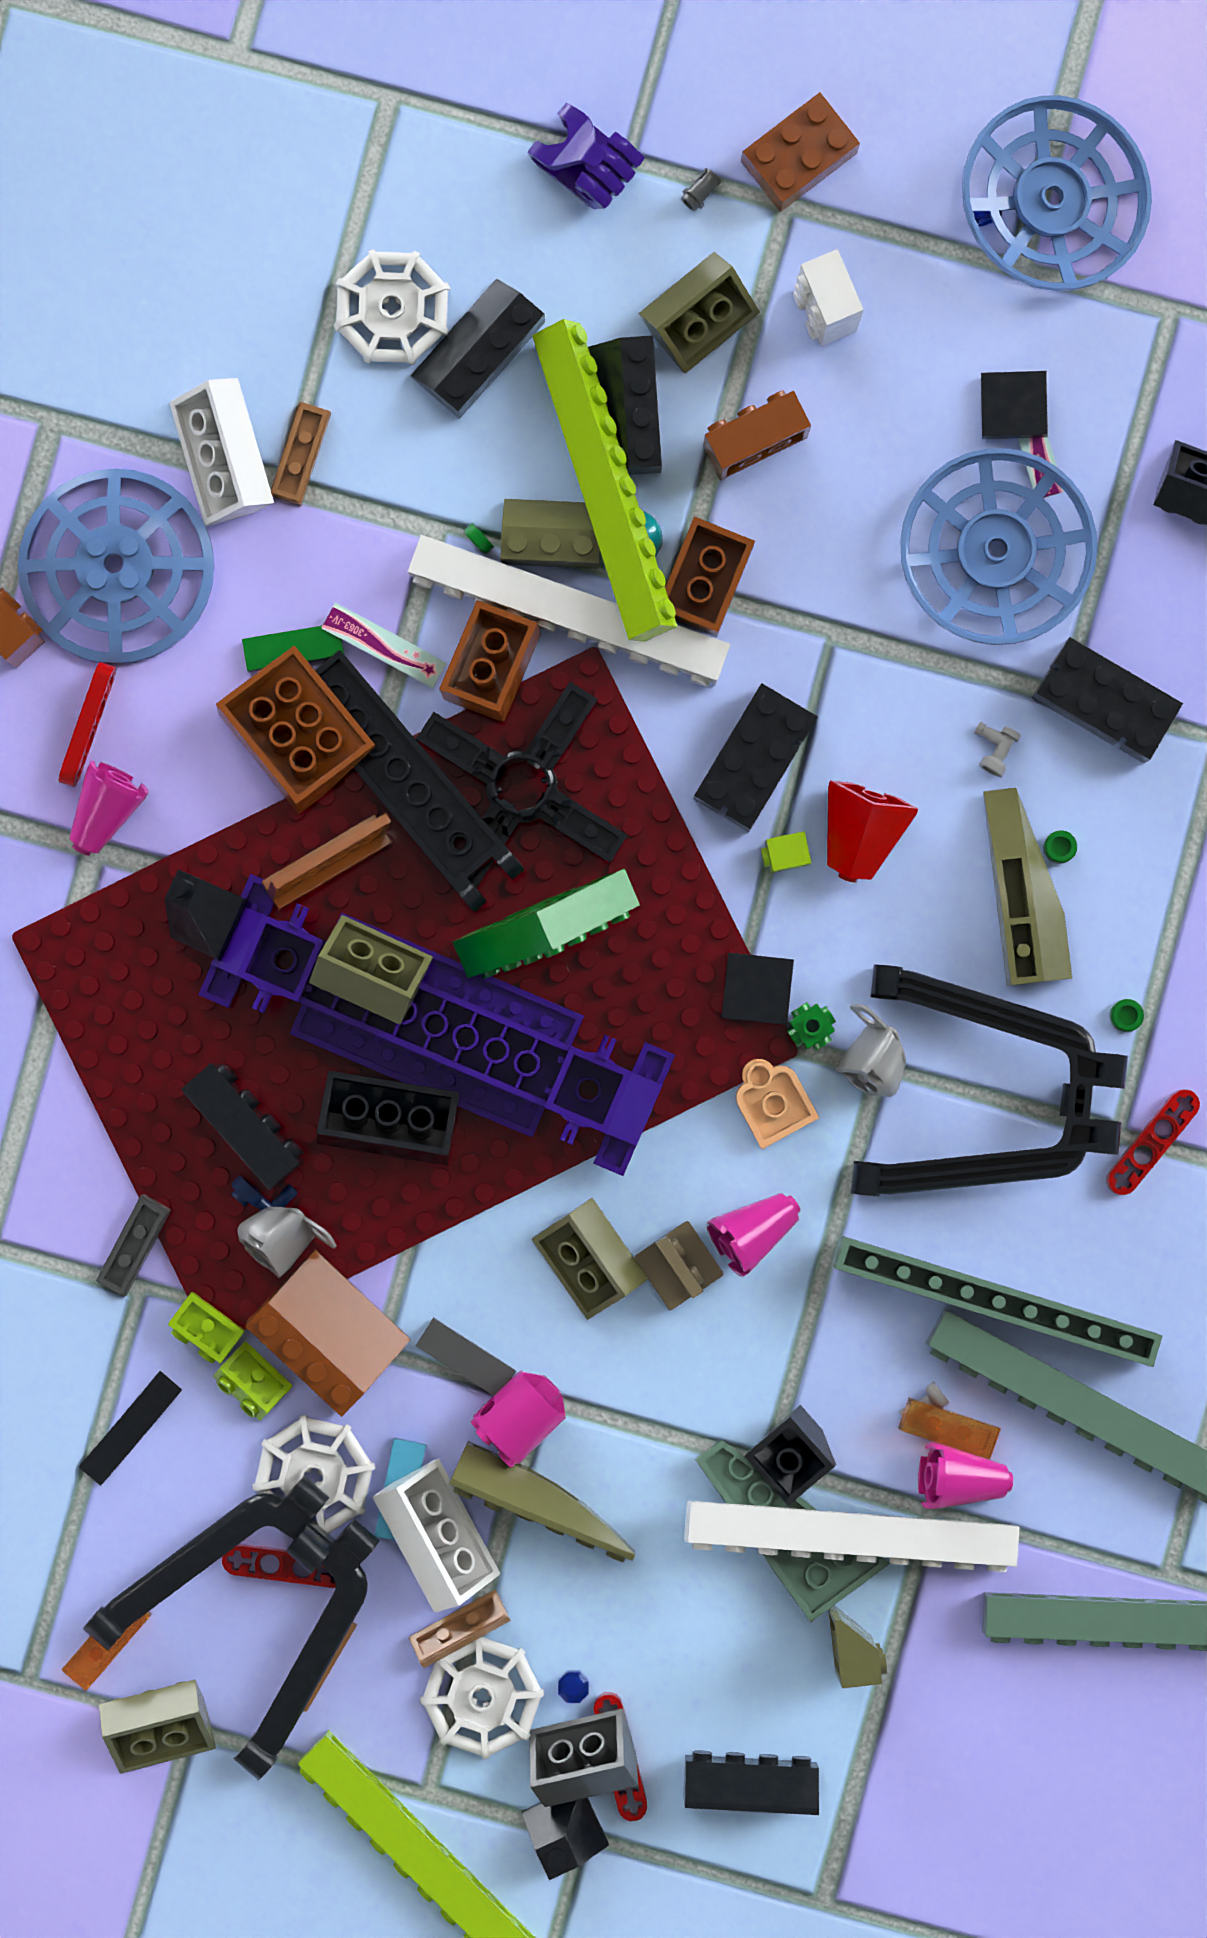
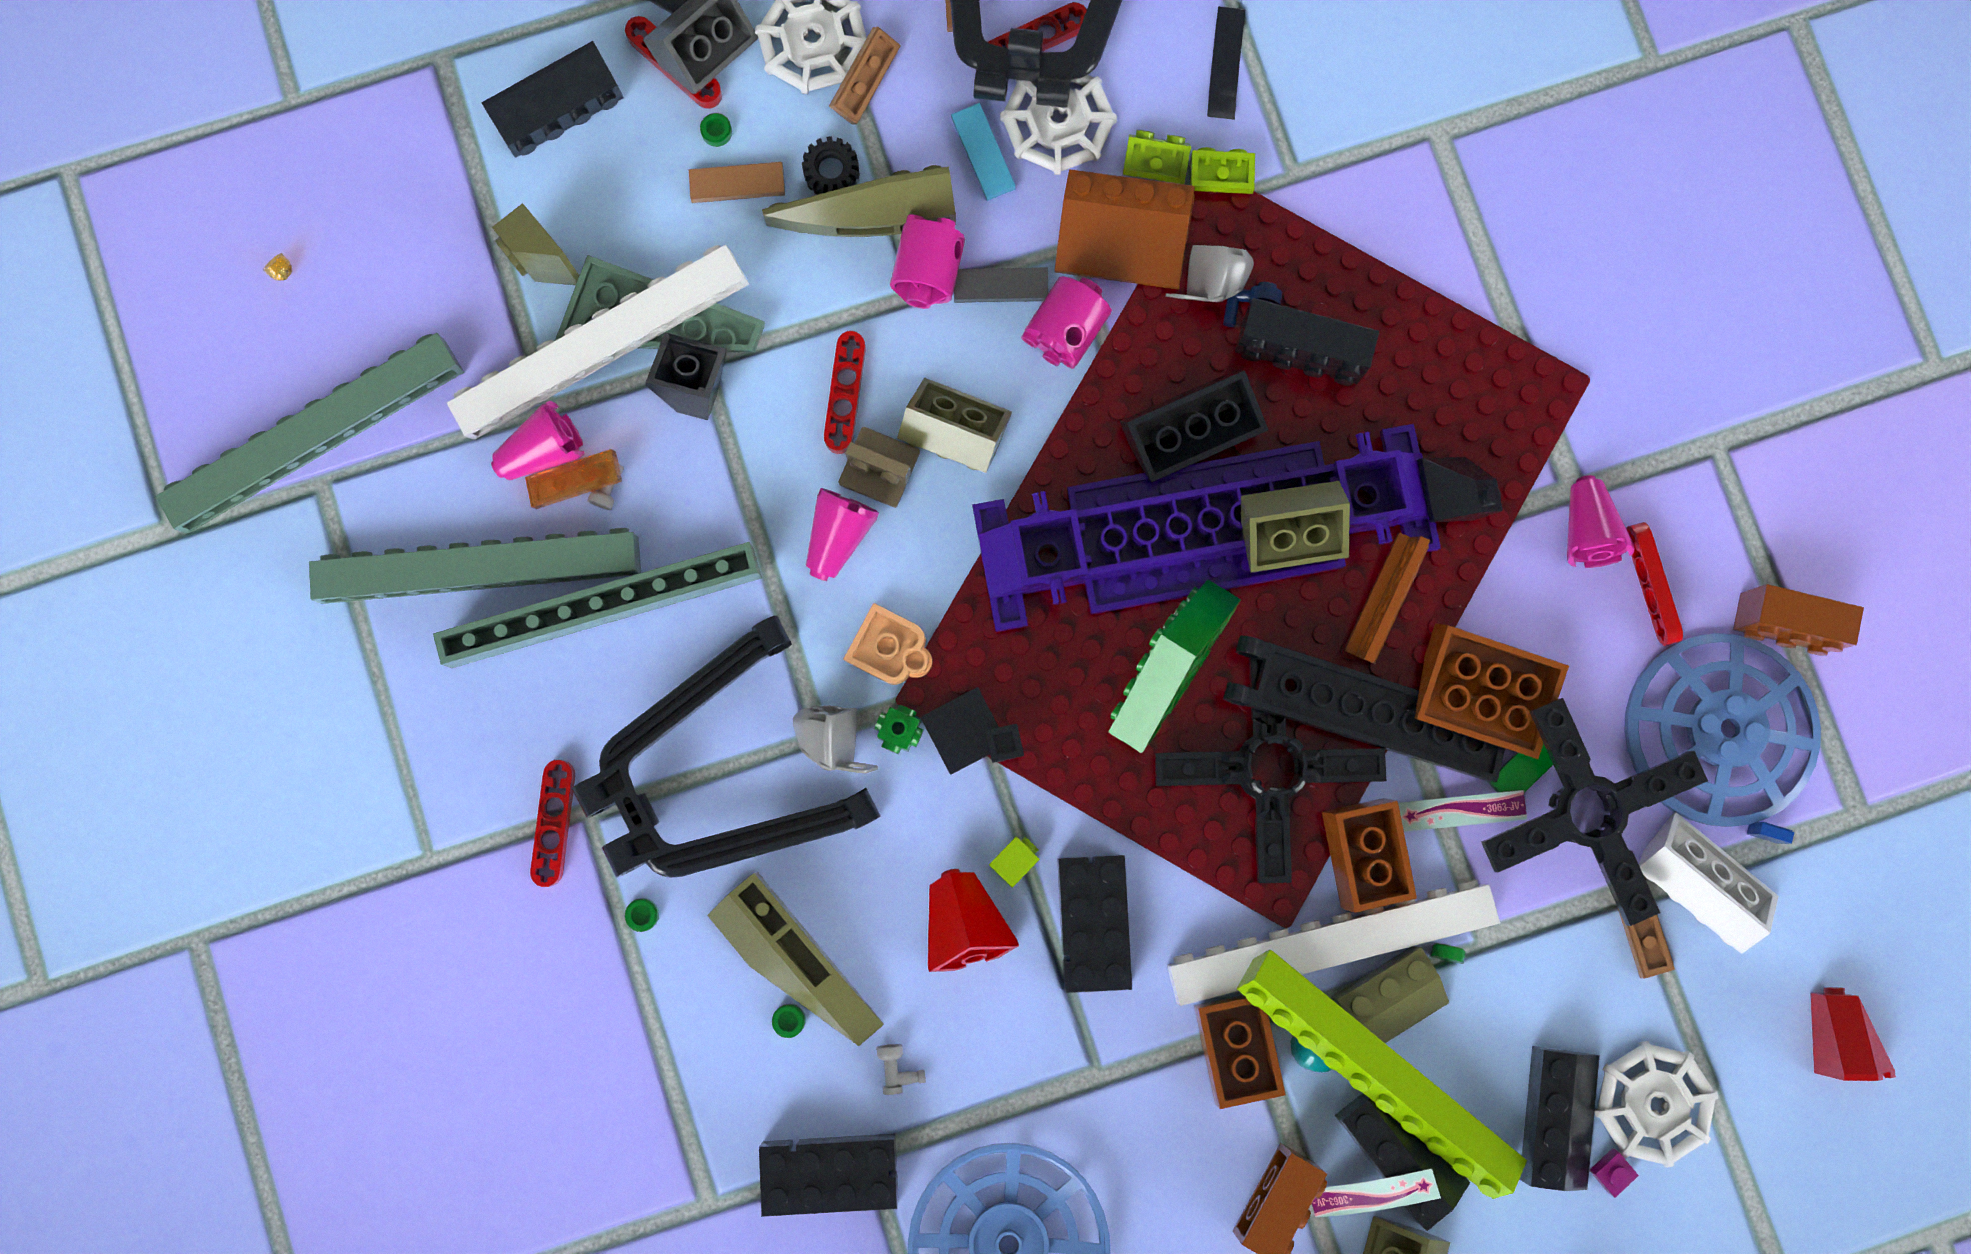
camera: 145 degrees right, 5 degrees down
(133, 1245) = (1323, 200): dark grey tile -> none
(140, 456) = (1770, 833): none -> blue tile
(201, 253) = (1845, 1039): none -> red slope
(288, 540) = (1619, 799): none -> black piece
(433, 1282) = (1067, 321): none -> dark pink cylinder
(436, 1536) = (930, 130): white slope -> none
(465, 277) = (1613, 1172): none -> magenta plate
(552, 1582) = (830, 150): none -> black tyre
(573, 1686) = (745, 90): clear blue tile -> none
(622, 1668) = (716, 129): none -> green tile
(636, 1606) = (736, 182): none -> medium nougat tile
(661, 1349) = (844, 392): none -> red beam
(673, 390) = (1377, 1194): none -> sticker
(732, 954) = (1004, 743): none -> black plate
(1088, 1794) = (278, 268): none -> clear yellow hinge

